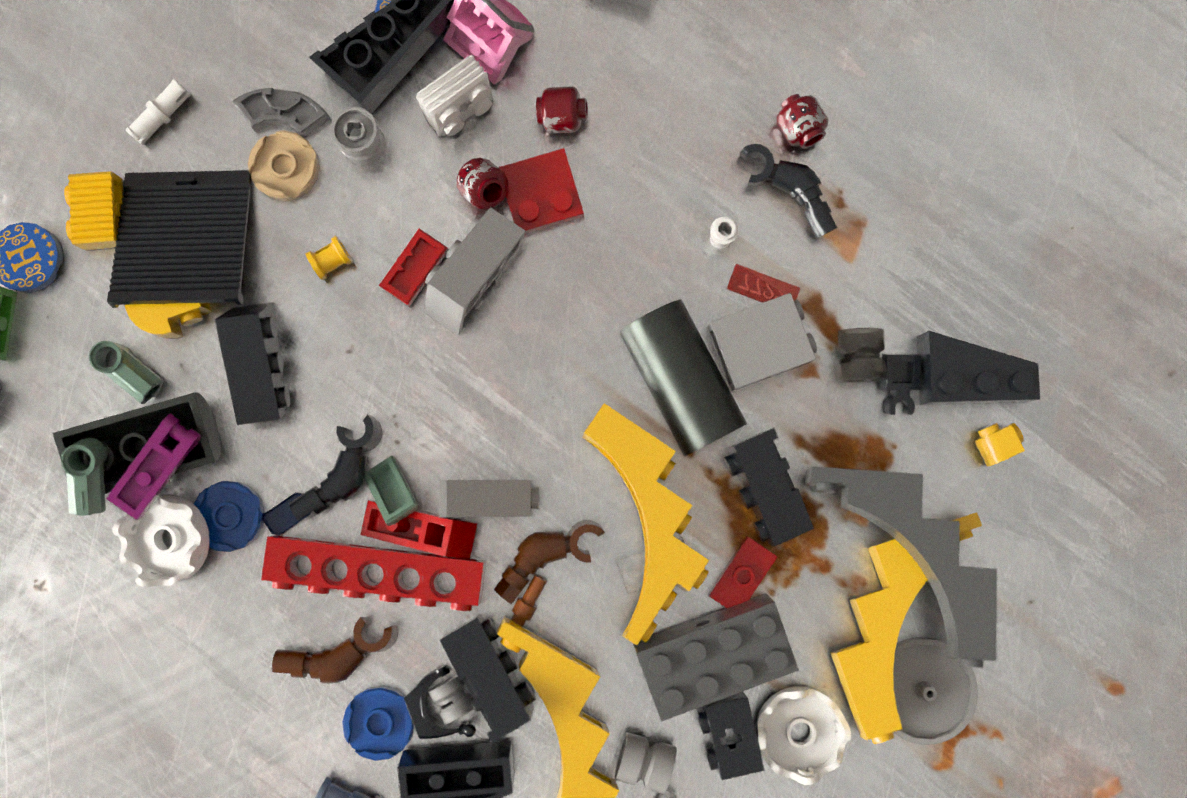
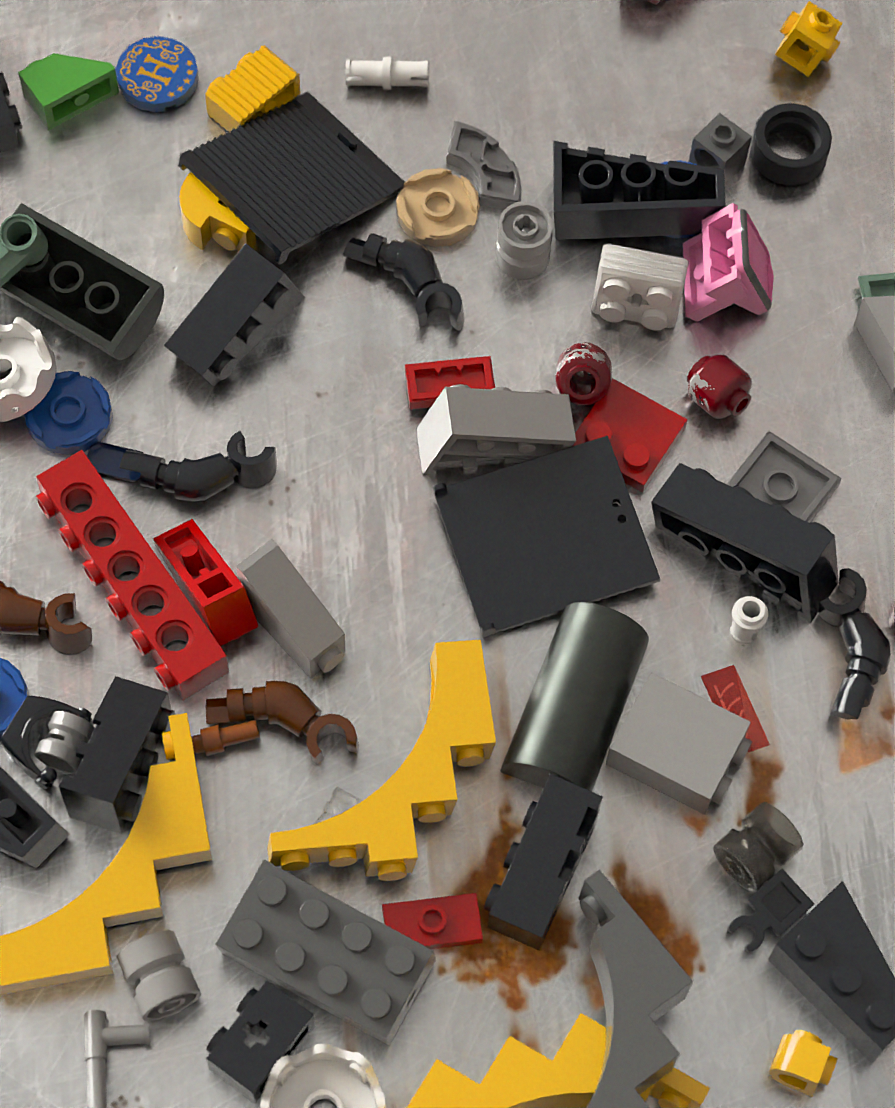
camera: 50 degrees right, 20 degrees down
(127, 371) = (129, 224): sand green piece -> none
(153, 468) = (64, 302): magenta plate -> none
(314, 219) = (416, 268): none -> black piece
(329, 258) = (389, 305): yellow bush -> none
(390, 491) = (219, 525): sand green tile -> none
(565, 300) = (545, 535): none -> black door
(653, 134) = (786, 477): none -> flat silver tile
(671, 184) = (750, 537): none -> black wedge

